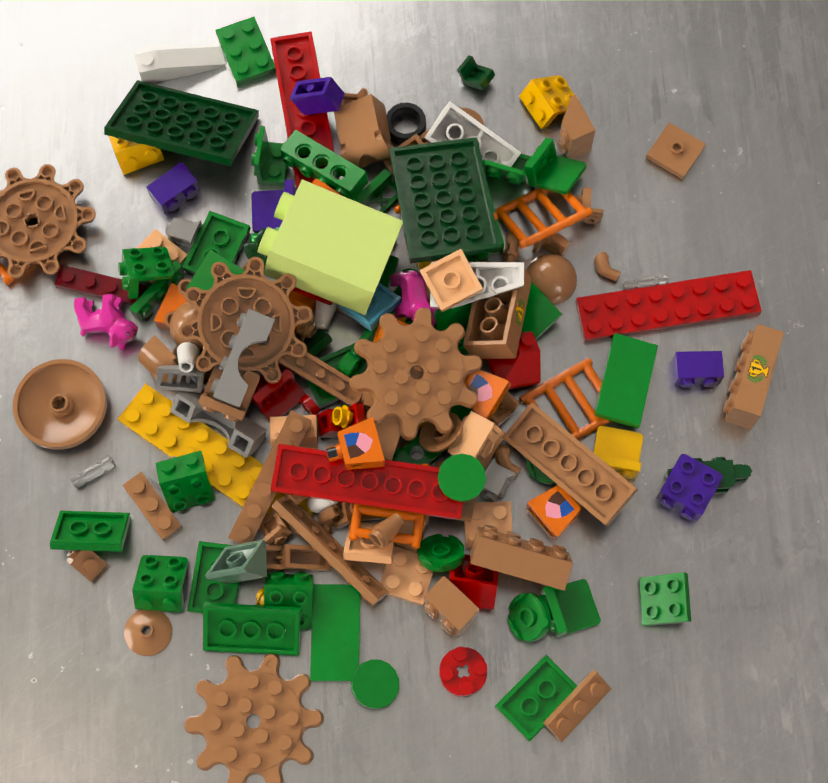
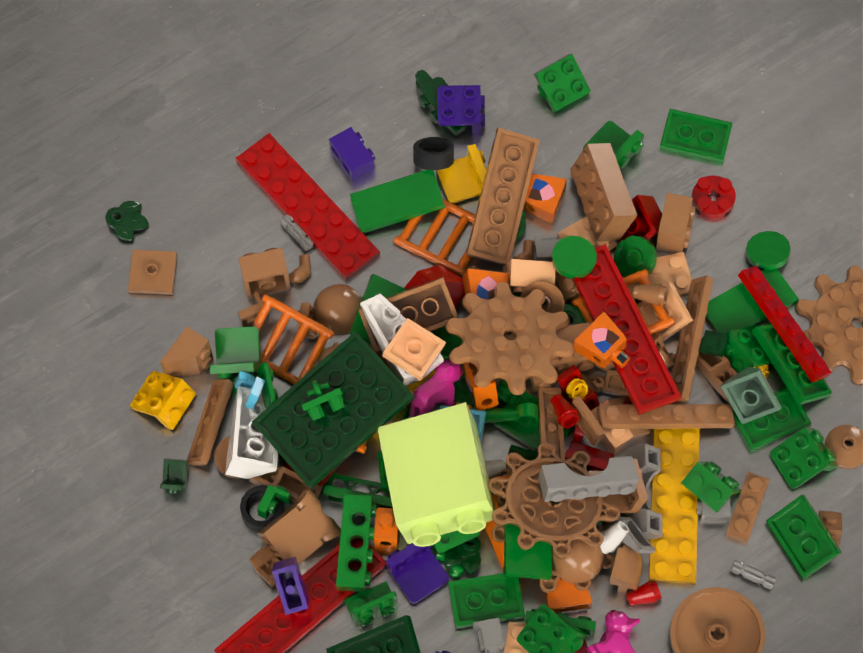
camera: 120 degrees left, 5 degrees down
(134, 374) = (645, 594): none -> red cone
(275, 529) = (702, 391): medium nougat bracket -> none
(291, 645) = (784, 324): none -> red plate
(307, 404) = (587, 422): none -> medium nougat tile
(311, 566) = (714, 343): none -> dark green plate
(326, 389) = (565, 413): none -> red cone
(402, 123) = (269, 504): none -> green bracket
(456, 187) = (334, 398): none -> green hips
(500, 118) = (210, 422): none -> medium nougat plate
(503, 155) = (255, 392): none -> medium azure tile
(522, 157) = (245, 380): none -> medium azure tile
(529, 617) = (642, 167): green tile -> none
(577, 705) = (683, 103): medium nougat plate -> none
(617, 227) = (264, 272): none -> medium nougat brick
(668, 434) = (433, 153): none -> black tyre
(737, 156) = (129, 220): none -> dark green plate
(752, 376) = (337, 105): medium nougat brick -> none

